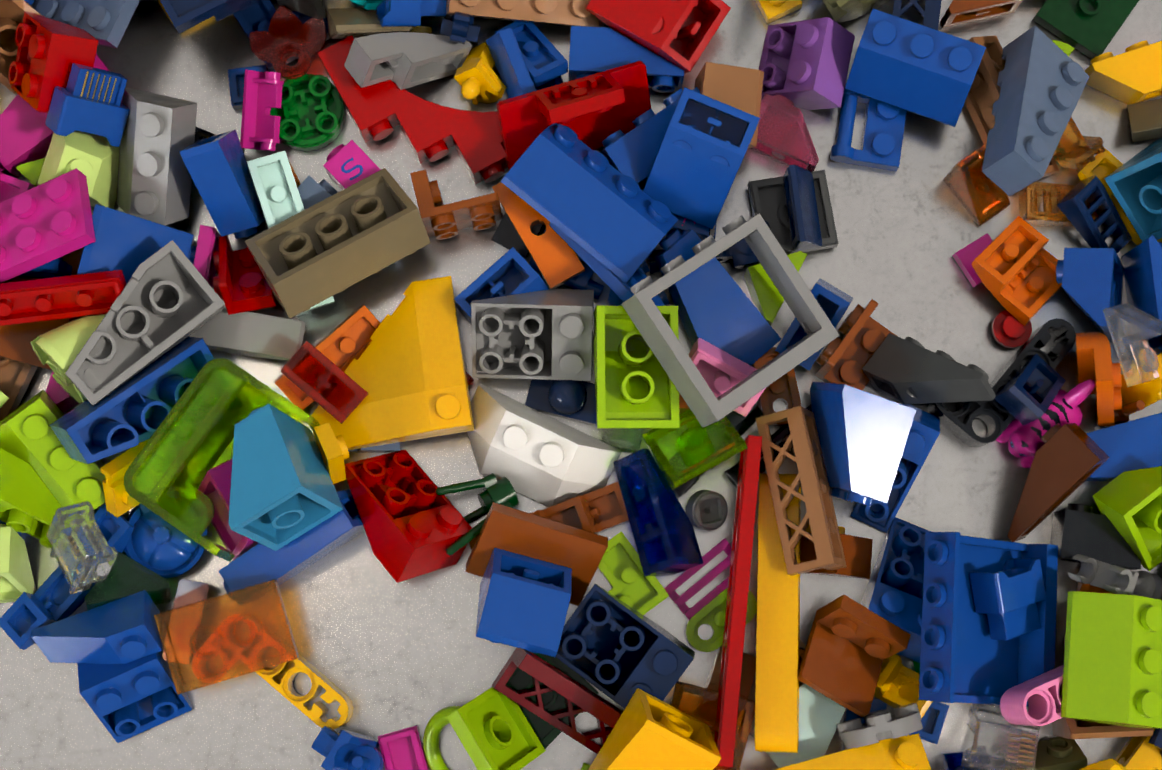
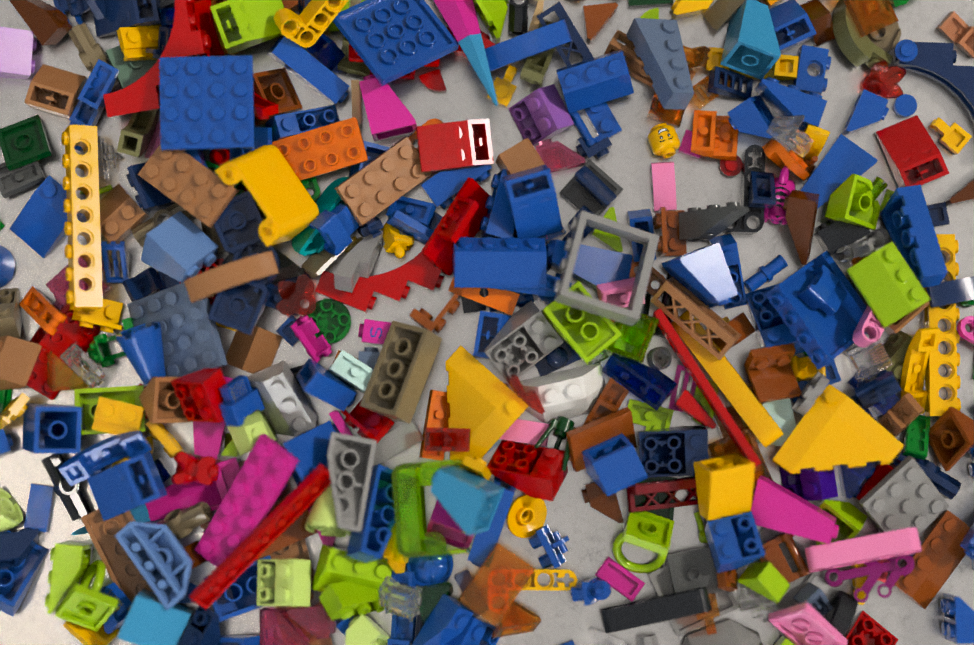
camera: 40 degrees left, 5 degrees up
(180, 68) = (254, 351): none -> medium nougat slope
(214, 710) = (516, 621): none -> clear orange slope
(349, 591) = (532, 519): none -> yellow dish
(351, 647) = (552, 544): none -> blue hips
(443, 463) = (526, 432): none -> bright pink slope
(469, 651) = (599, 501): none -> reddish brown slope
(481, 416) = (529, 397): none -> clear red slope
(696, 609) = (690, 406): none -> red slope
(845, 166) = (599, 149): none -> dark blue bracket
(898, 283) = (663, 185): none -> bright pink slope
(945, 223) = (663, 140): none -> yellow head
(945, 511) = (765, 273): none -> blue pin

